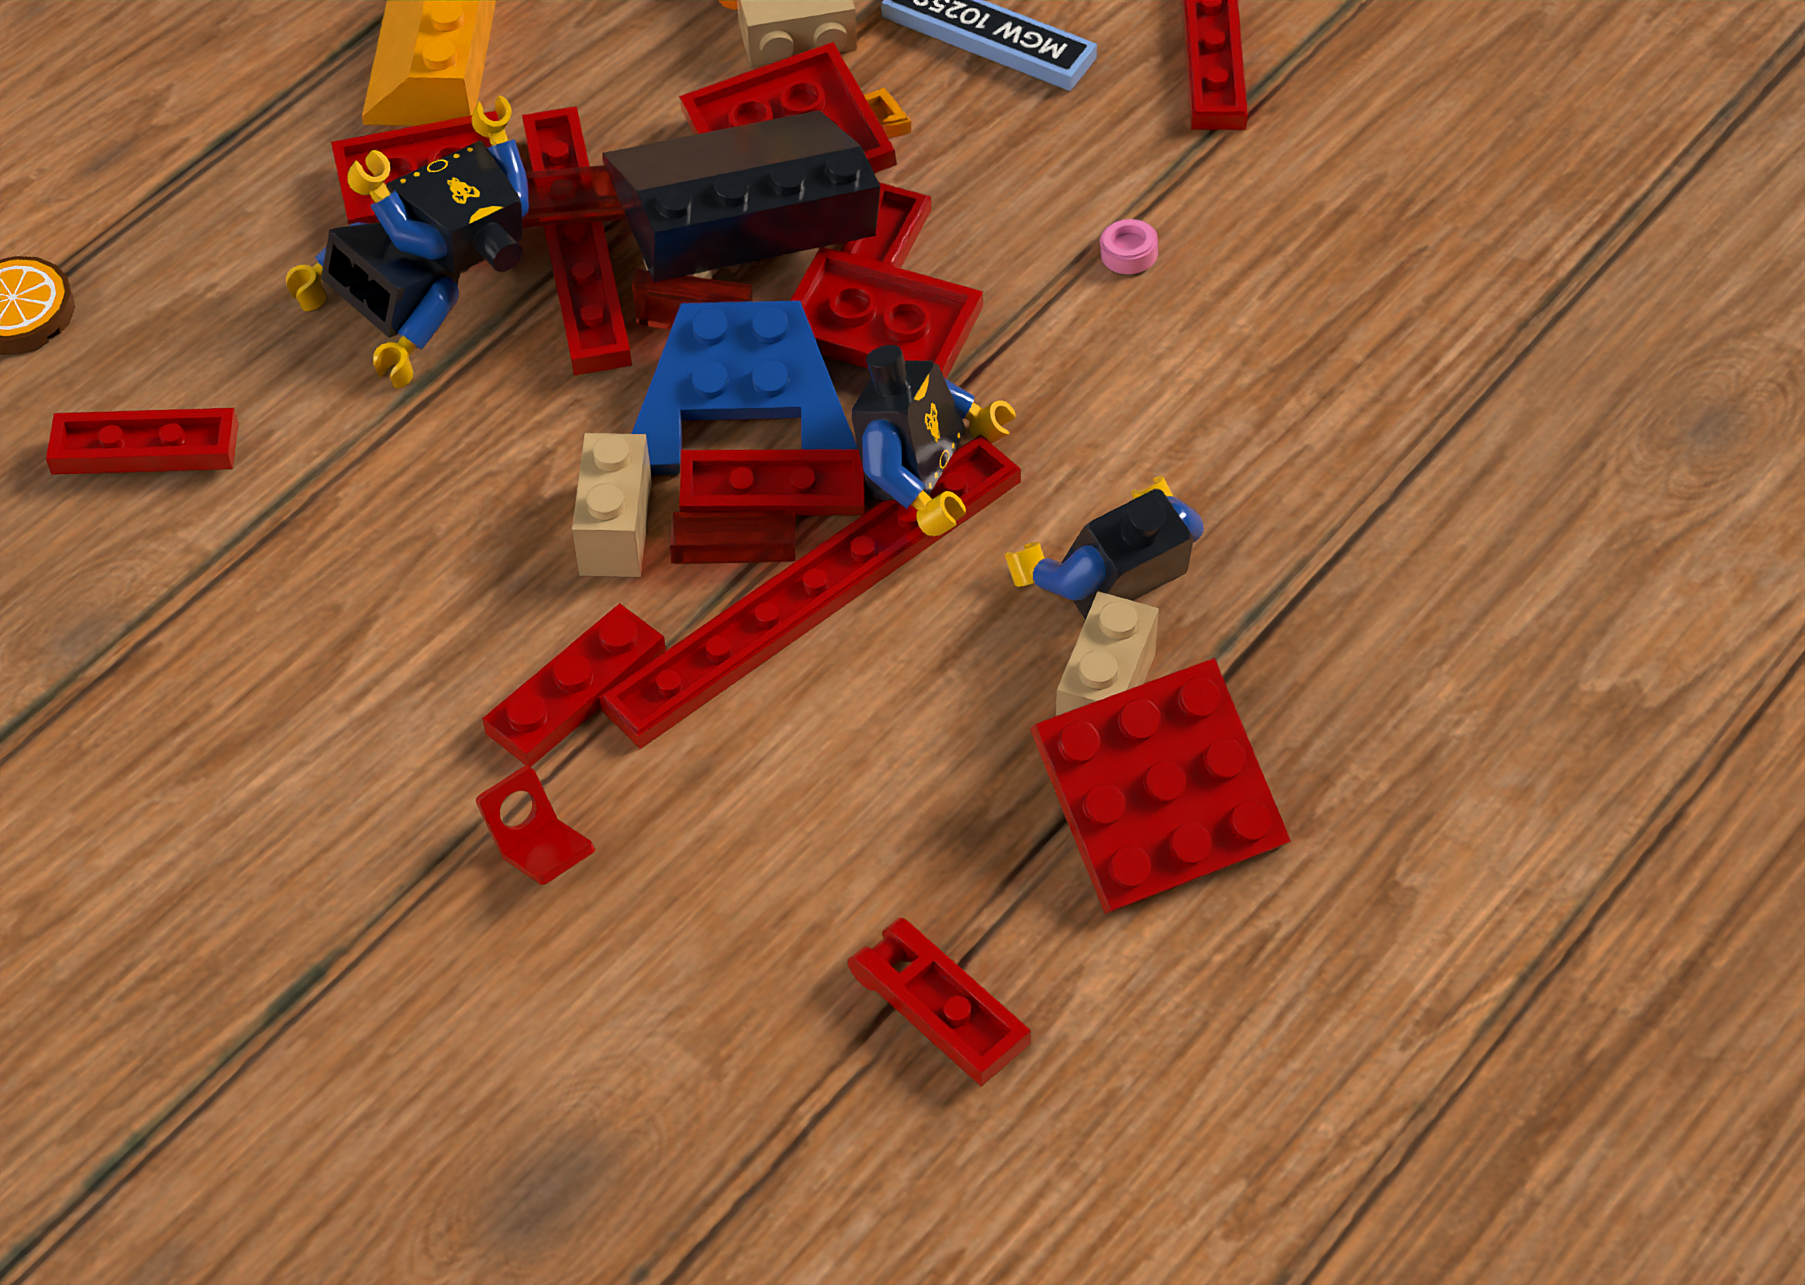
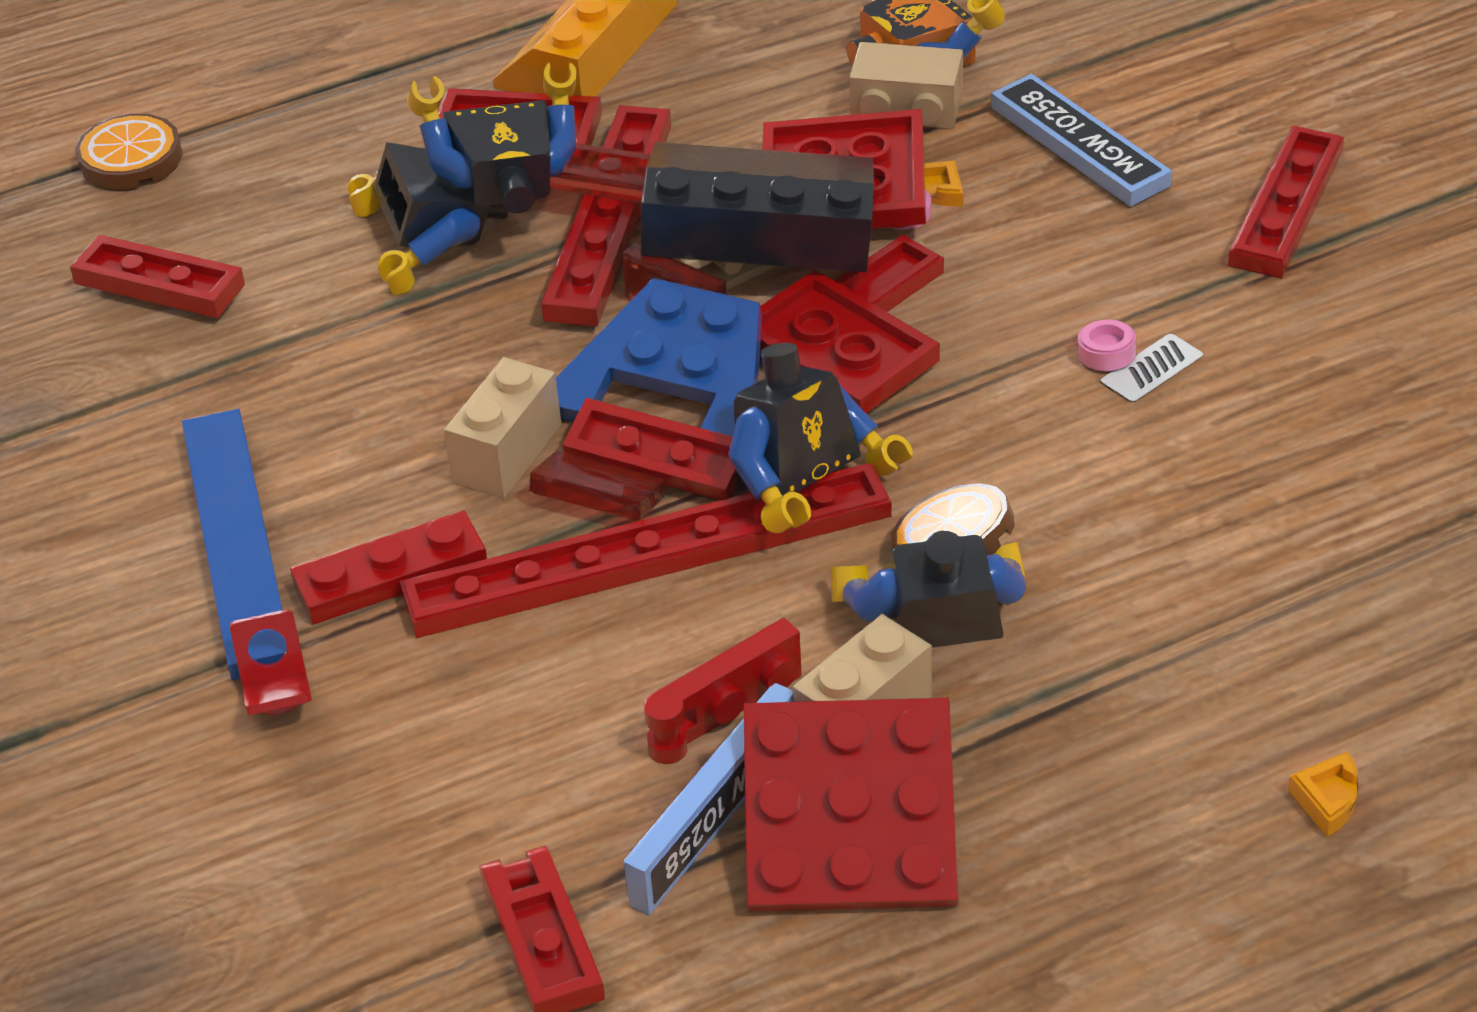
camera: 25 degrees right, 10 degrees down
(398, 699) = (233, 531): none -> blue tile
(975, 710) = (718, 689): none -> red plate
(1022, 829) = (691, 819): none -> light blue tile
(1095, 477) = (962, 510): none -> tile
(1177, 256) = (1152, 367): none -> white sticker
(1542, 632) = (1327, 791): none -> light orange tile

